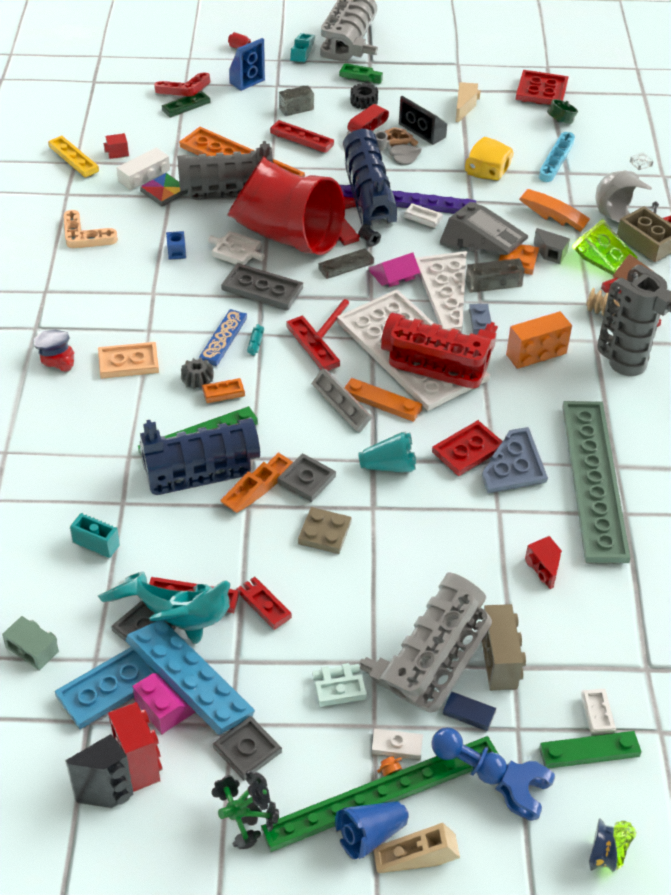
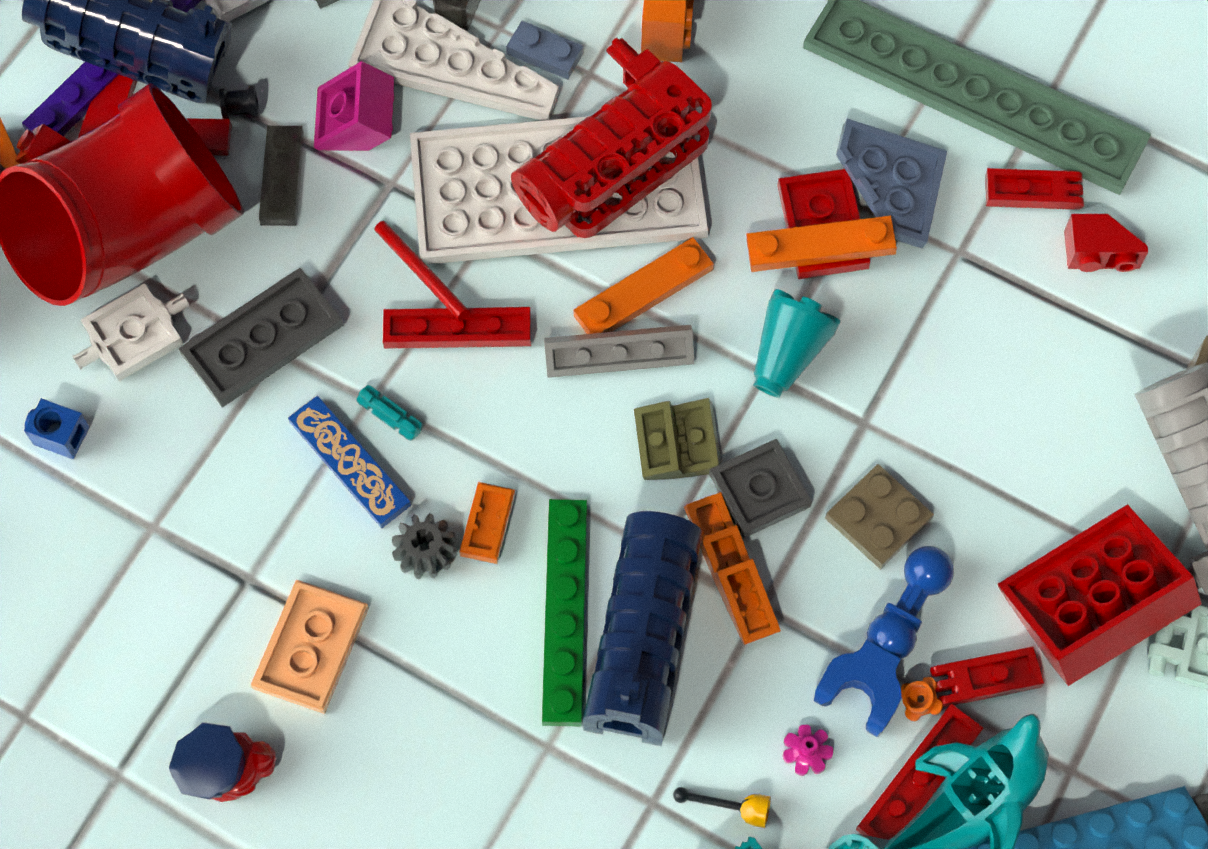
camera: 60 degrees left, 20 degrees up
(138, 537) = (753, 808): none -> hinge
(182, 548) = (807, 750): none -> dark pink plant
(235, 578) = (910, 694): none -> orange plate
(238, 553) = (888, 641): none -> blue piece
(312, 439) = (677, 439): none -> olive slope
(336, 629) = (1100, 594): none -> red slope
(453, 446) = (821, 243): none -> orange plate
(557, 522) = (1034, 189): none -> red hinge

